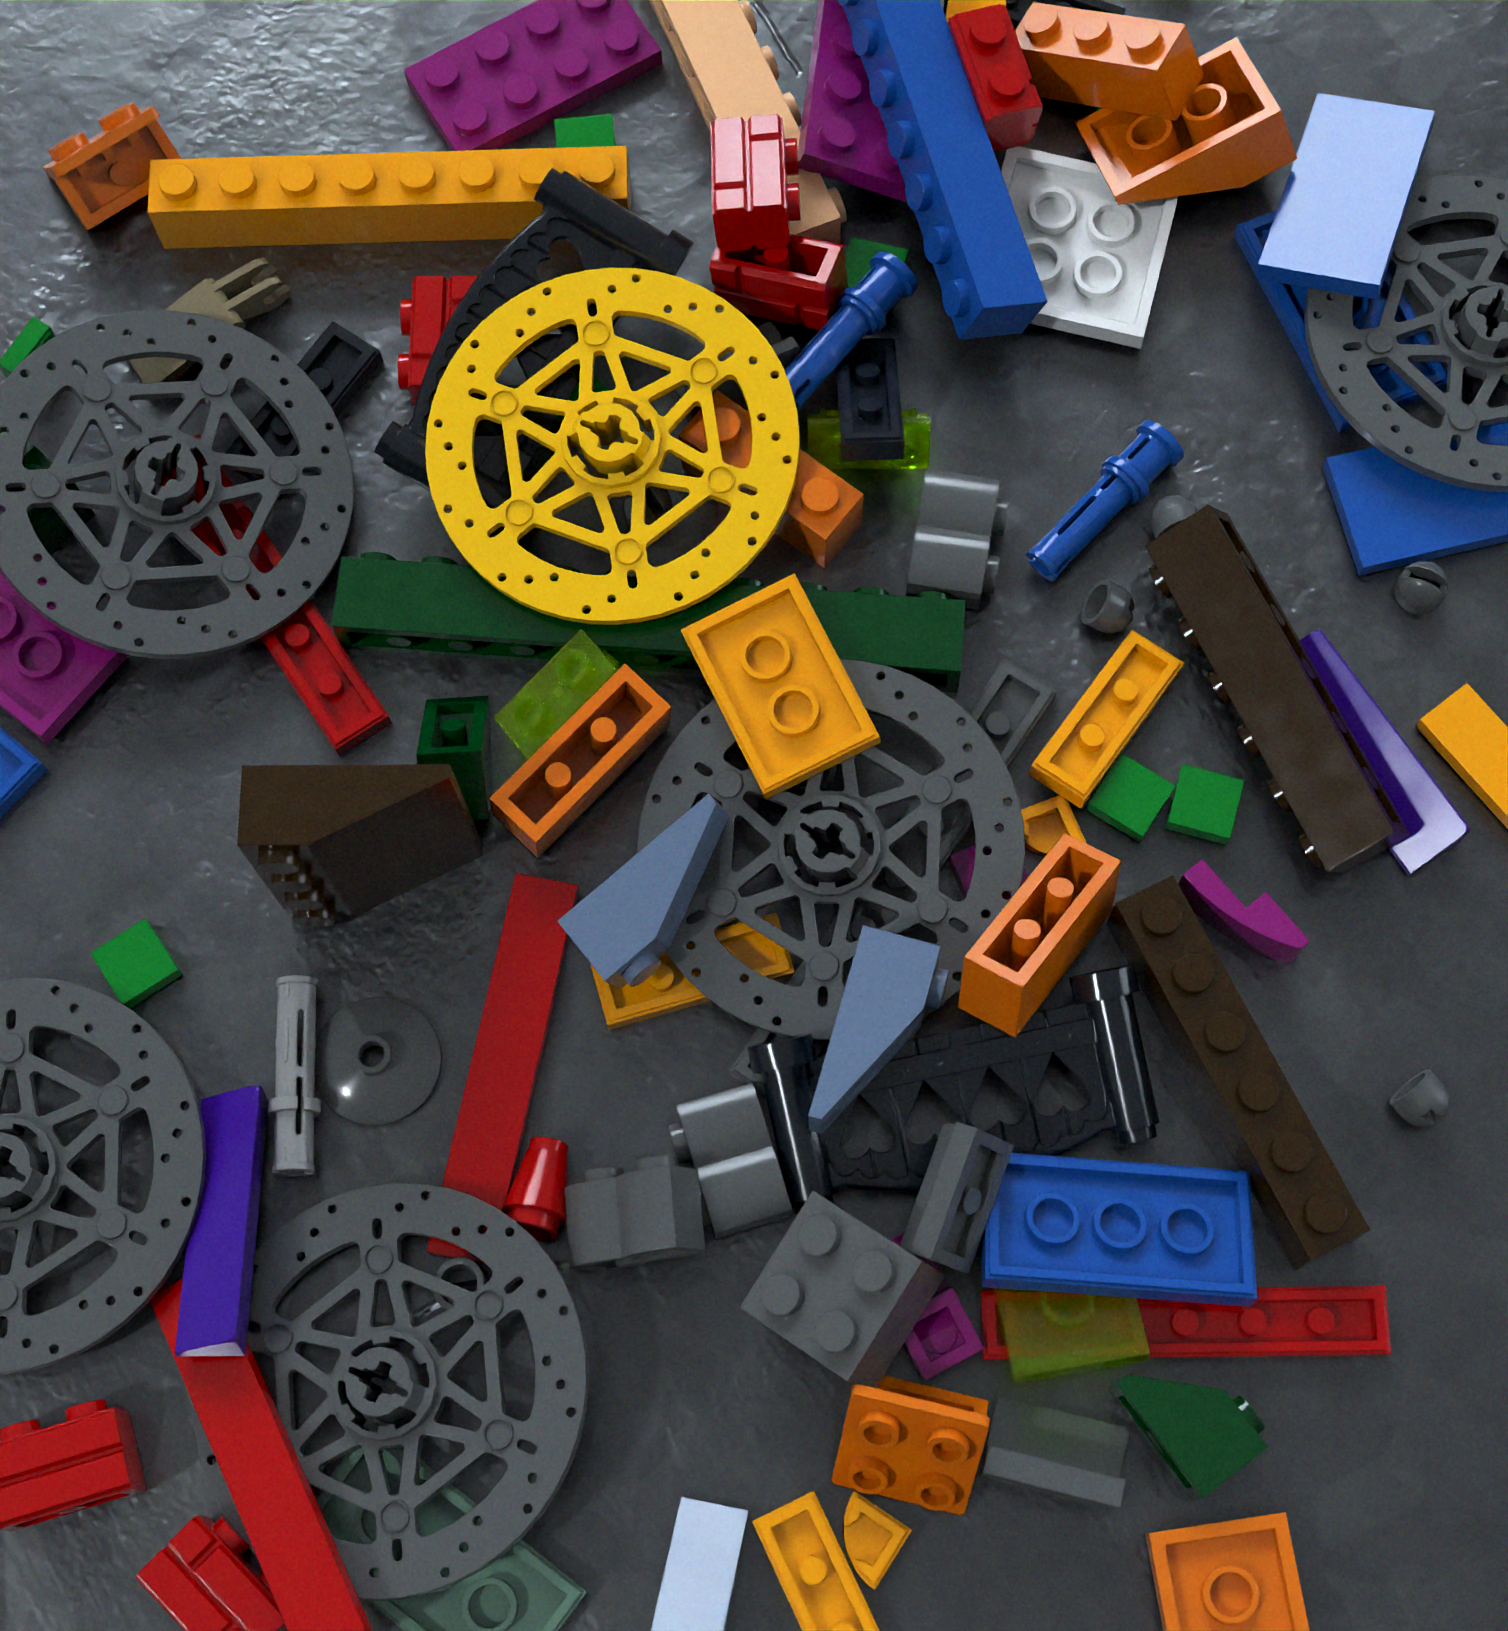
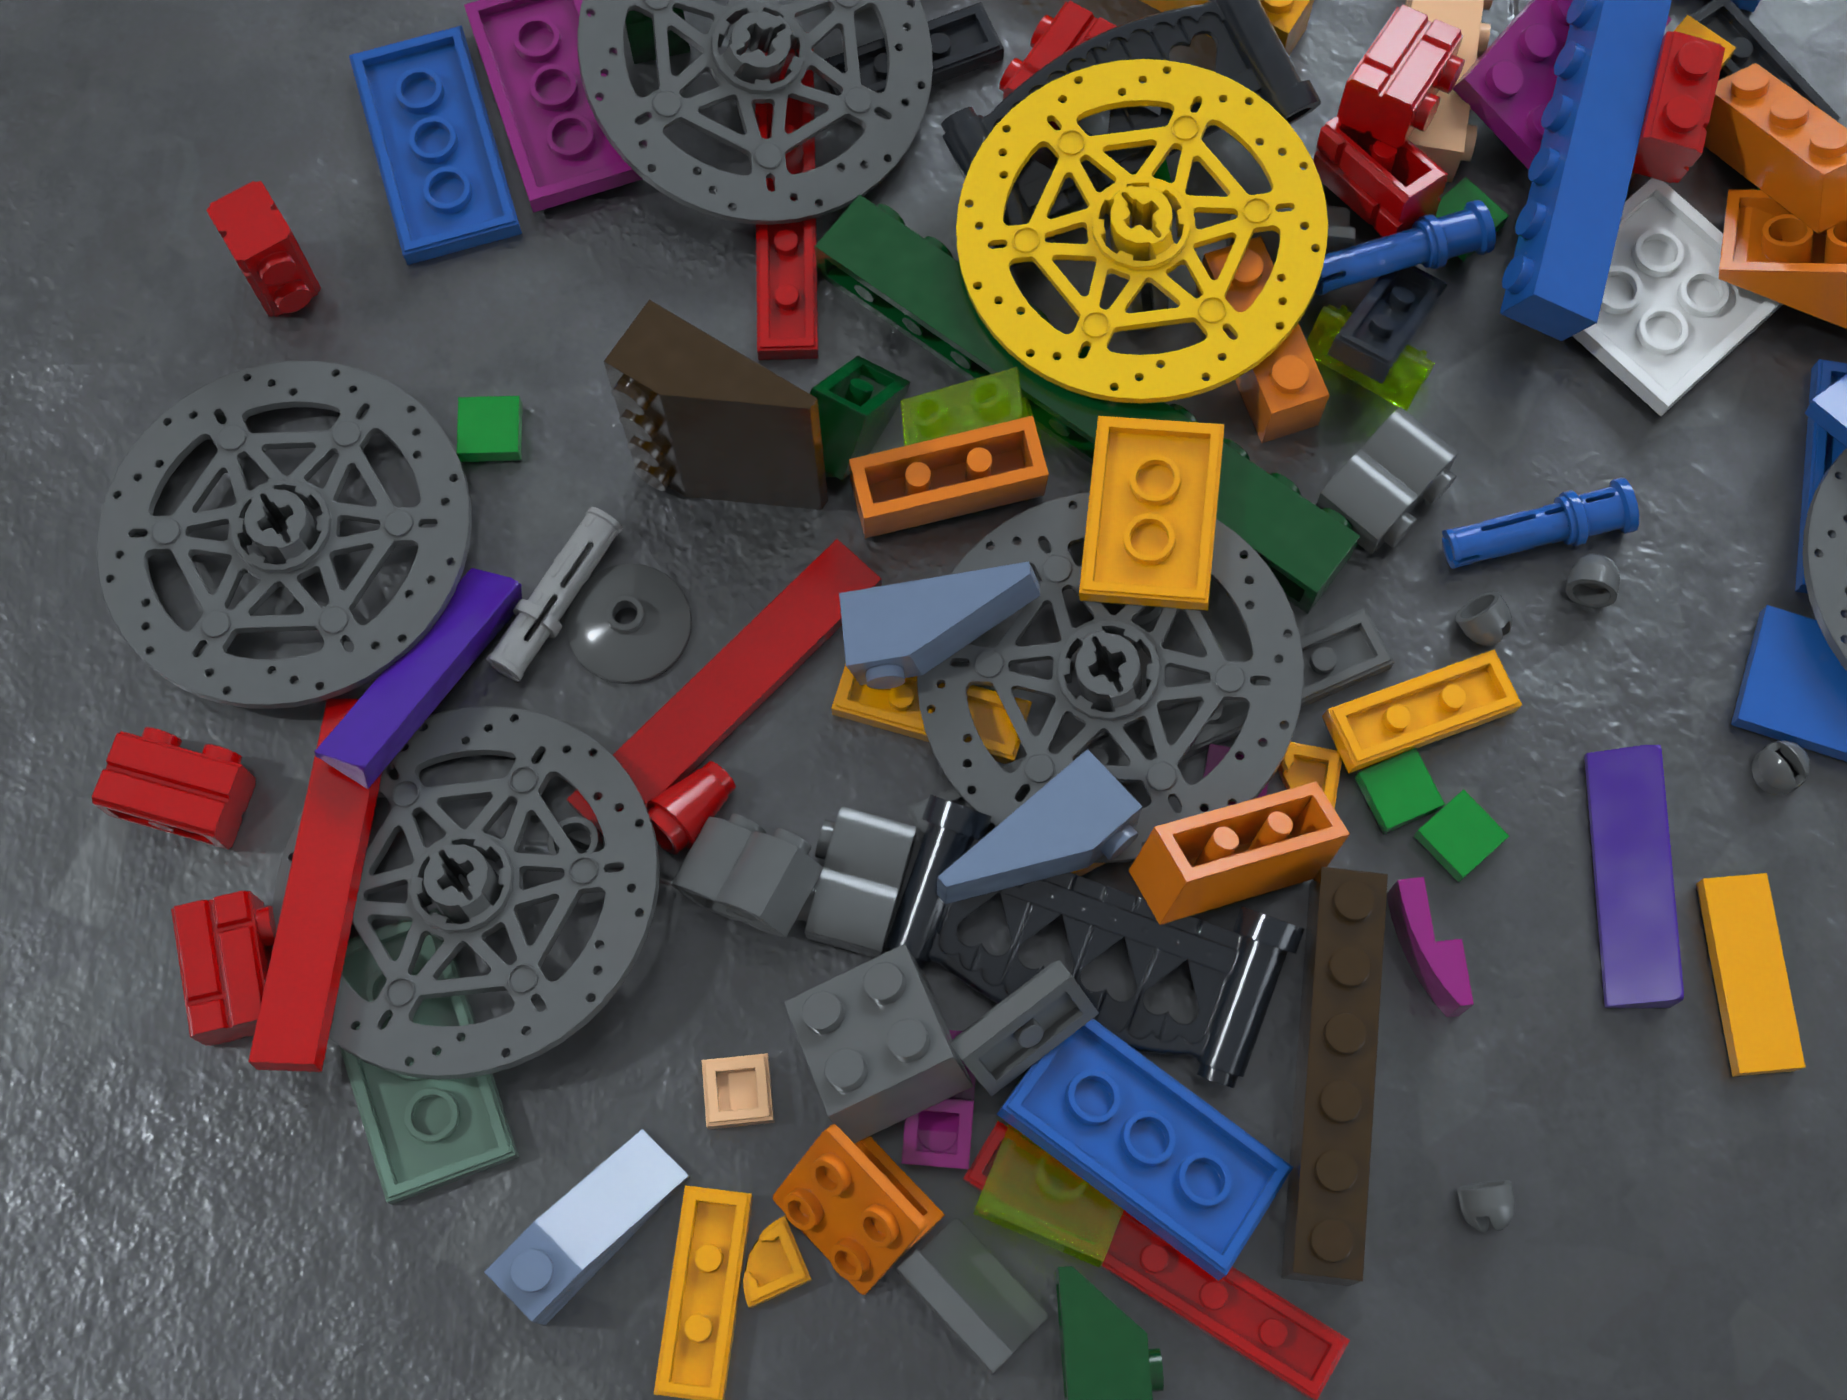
camera: 30 degrees right, 0 degrees up
(742, 1410) = (737, 1091): none -> light nougat tile
(1275, 691) = (1585, 777): dark brown brick -> none

